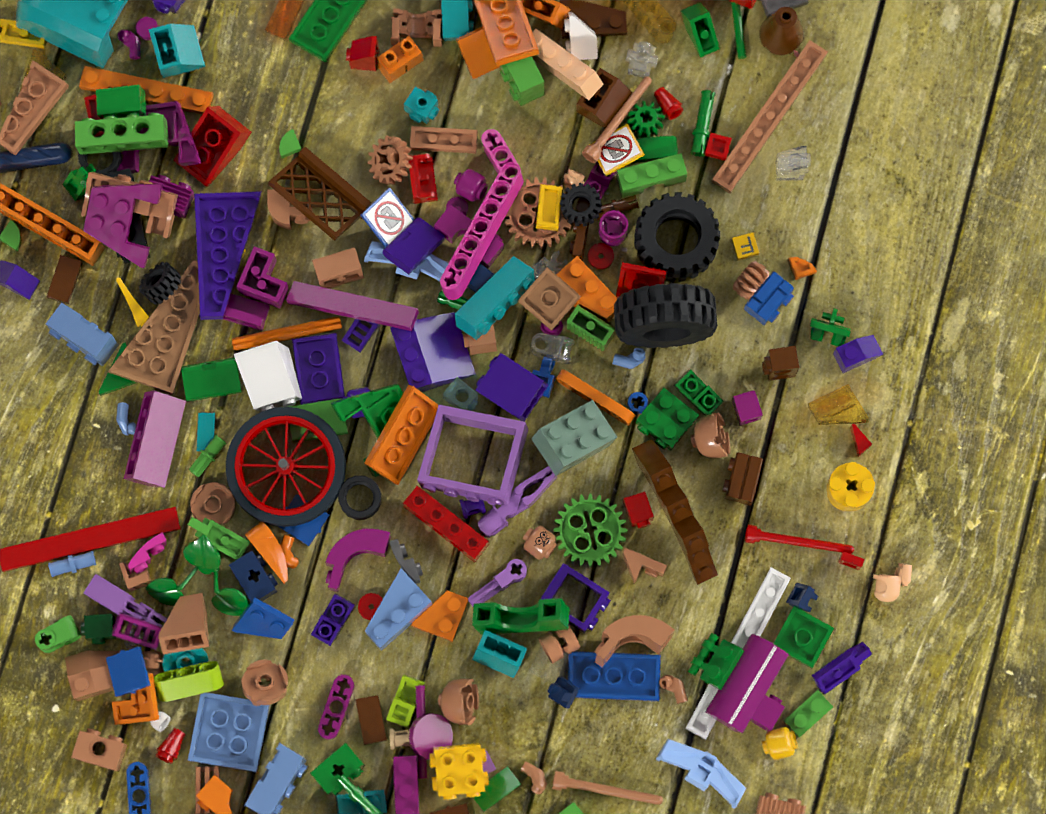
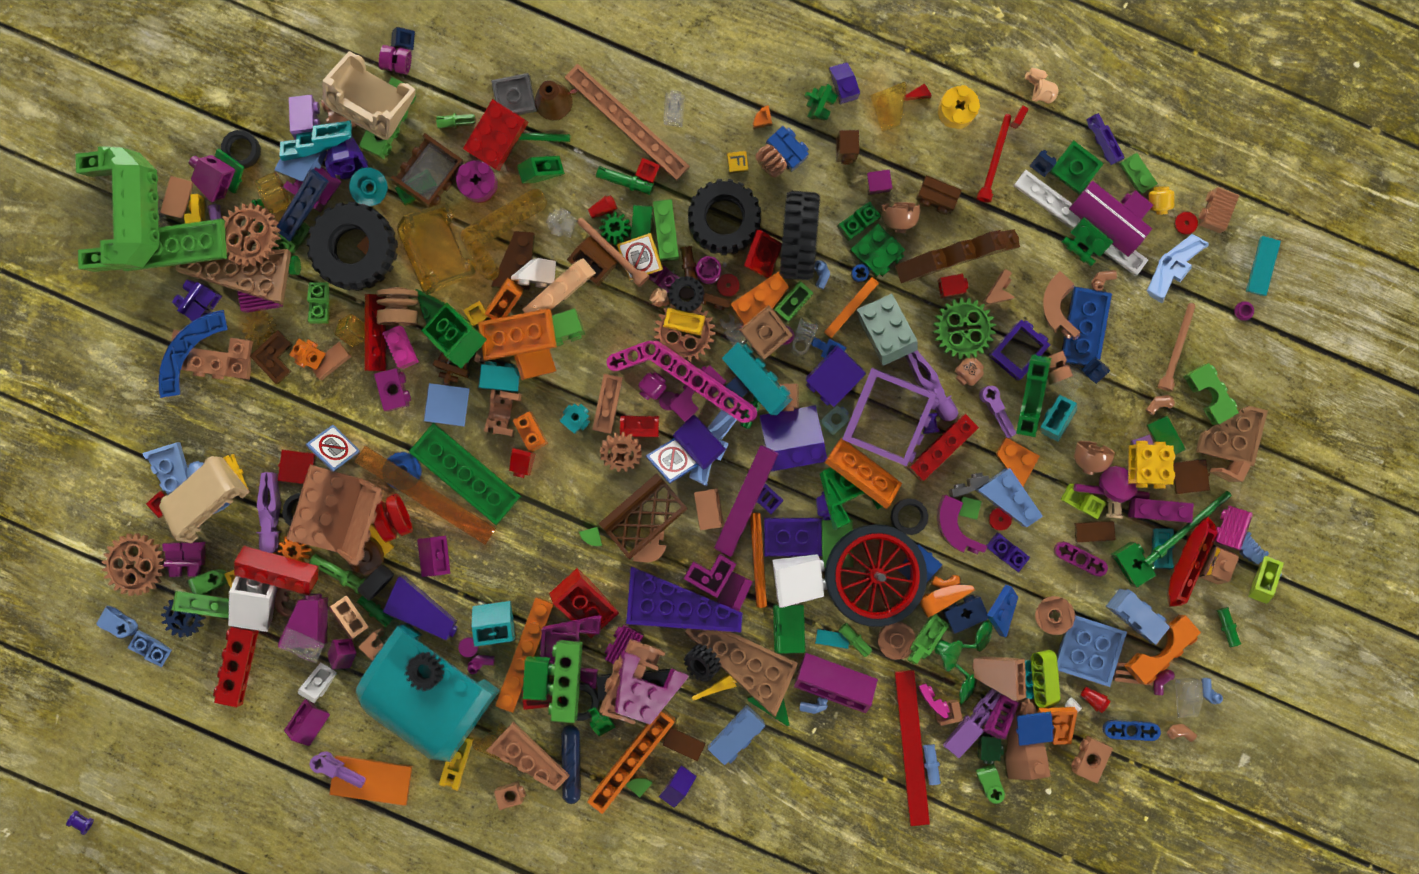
camera: 85 degrees left, 10 degrees up
(379, 567) = (970, 508): none -> bright green tile
(766, 780) = (1186, 229): none -> red wheel

